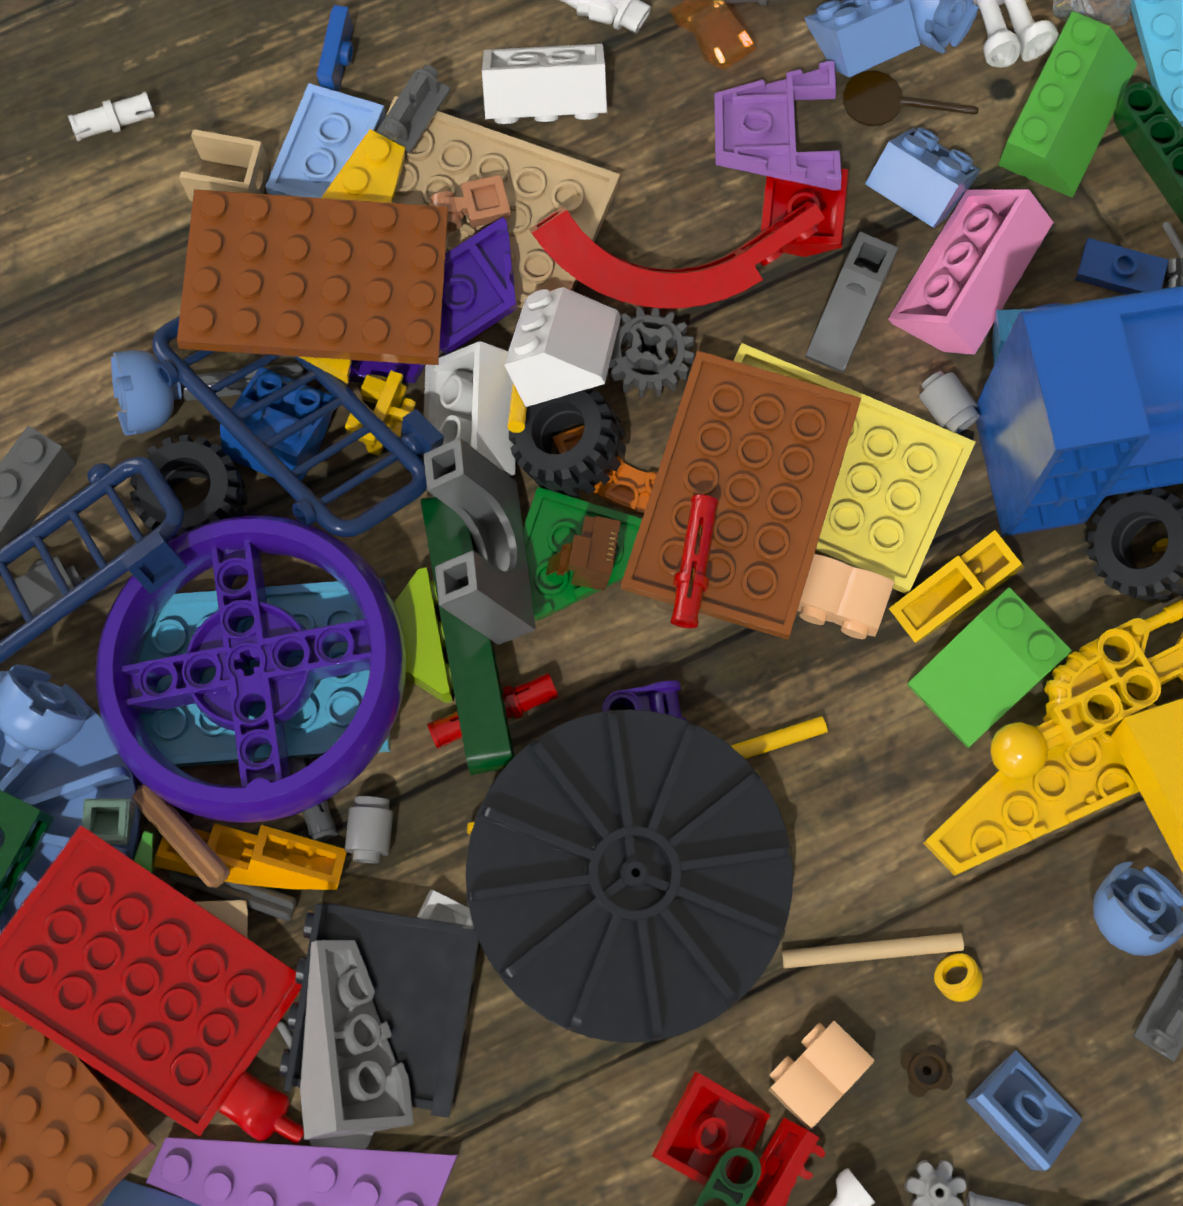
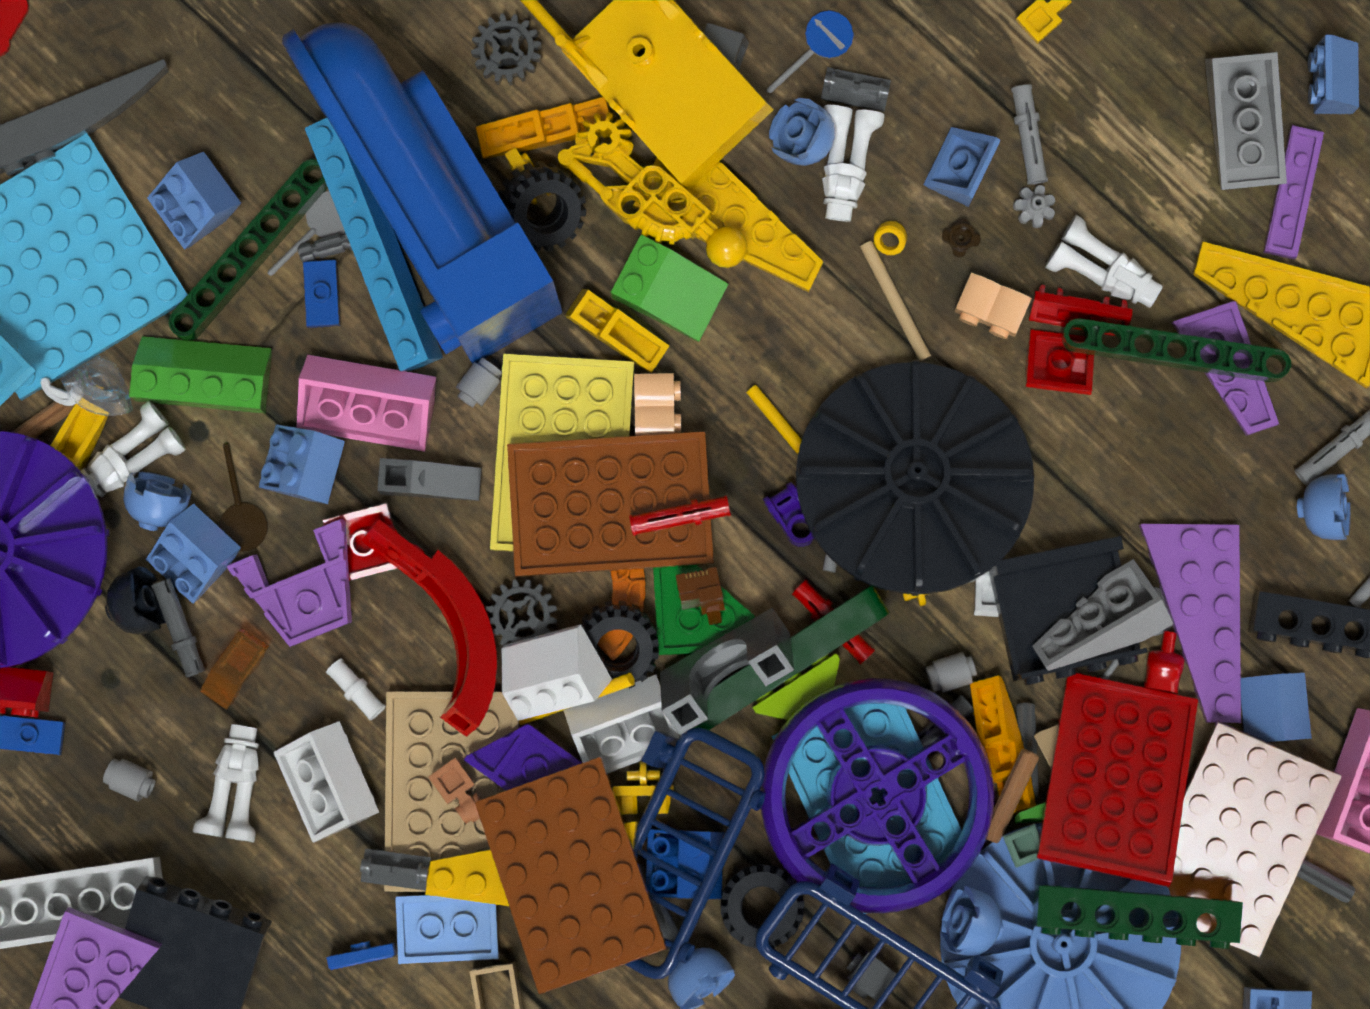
camera: 110 degrees left, 10 degrees up
(637, 146) = (355, 689): none -> white pin
(1056, 942) = (842, 180): none -> white piece

